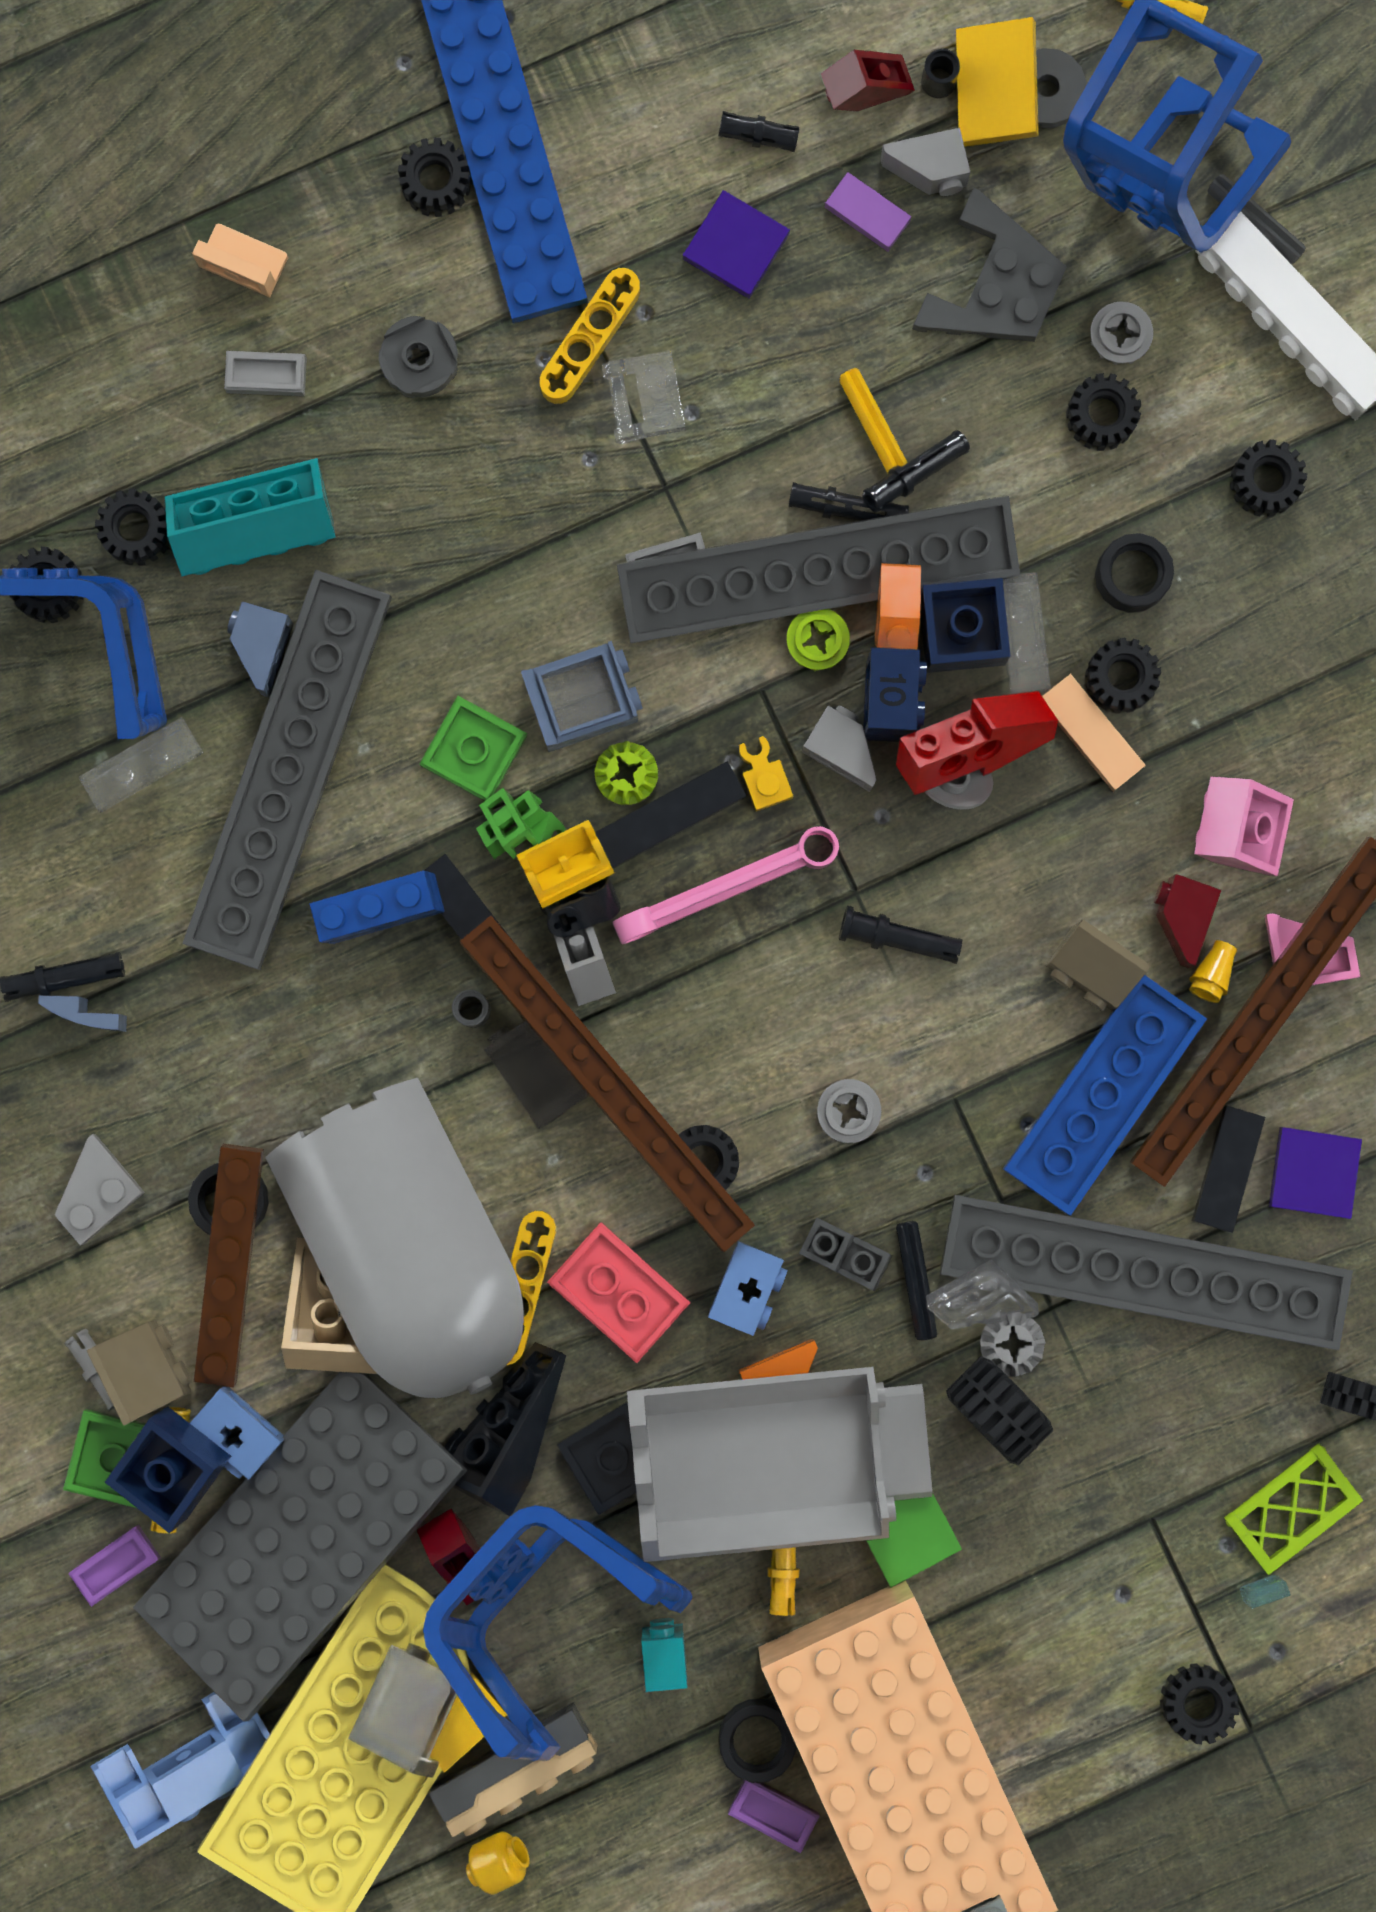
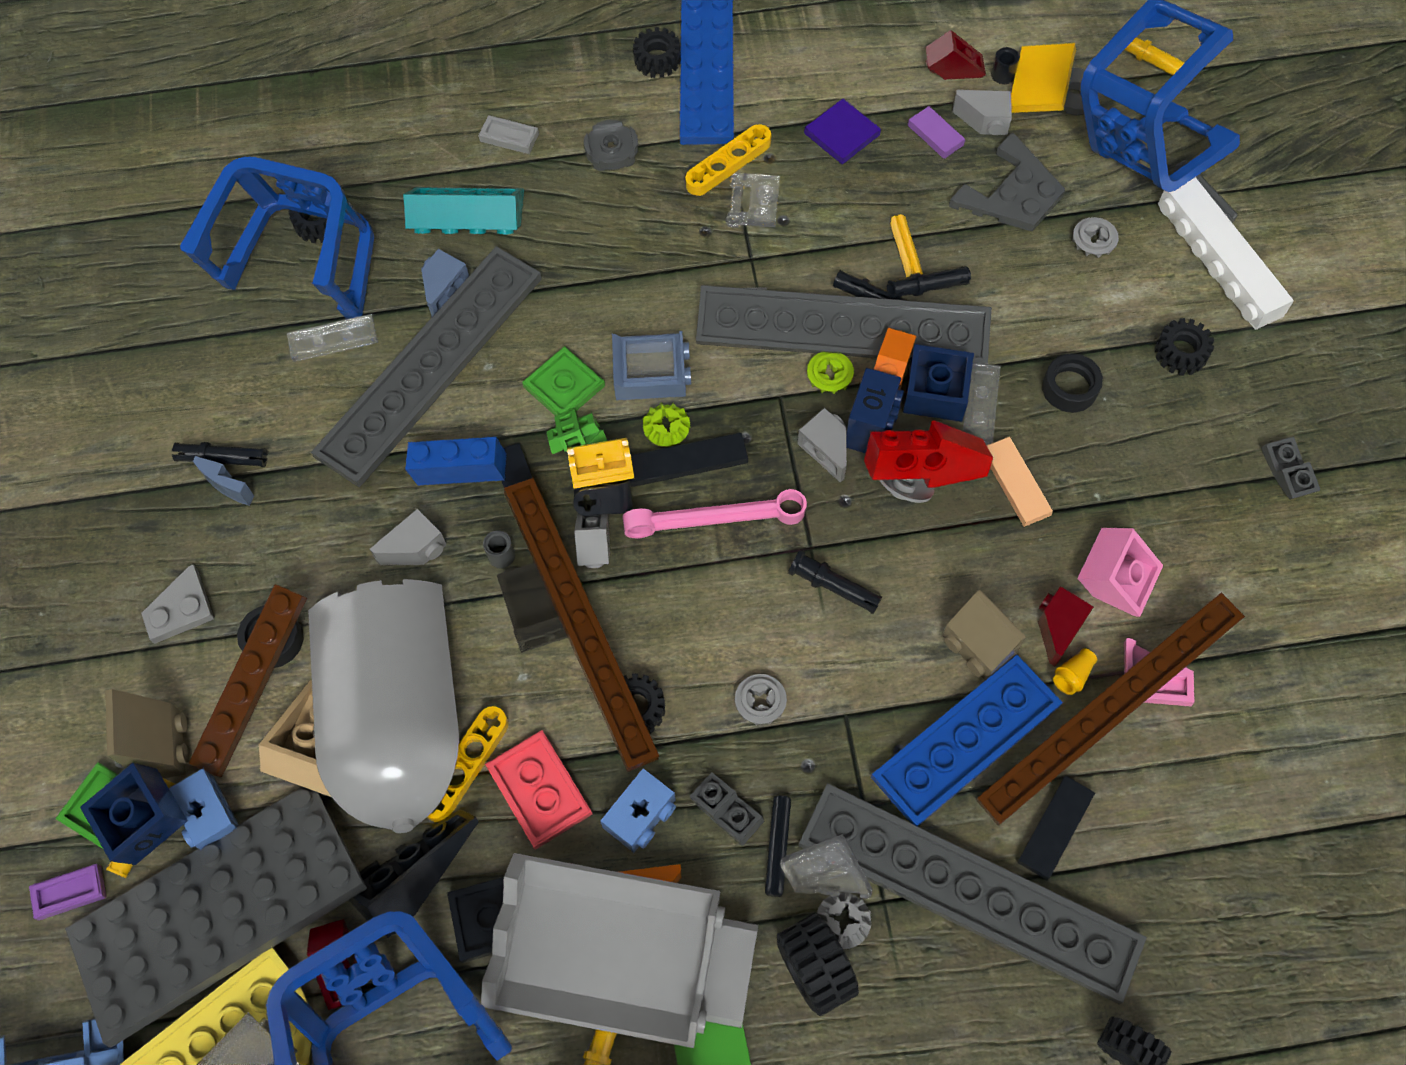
camera: 20 degrees right, 20 degrees down
(110, 522) = (382, 185): black tyre -> none
(241, 259) = (516, 70): light nougat panel -> none
(358, 1030) = (410, 542): none -> light grey slope
(758, 131) = (875, 72): black pin -> none
(766, 780) = (765, 453): yellow plate -> none
(1108, 389) = (1075, 266): black tyre -> none
(1123, 699) = (1052, 432): black tyre -> none
(1315, 1172) = (1129, 850): dark purple tile -> none

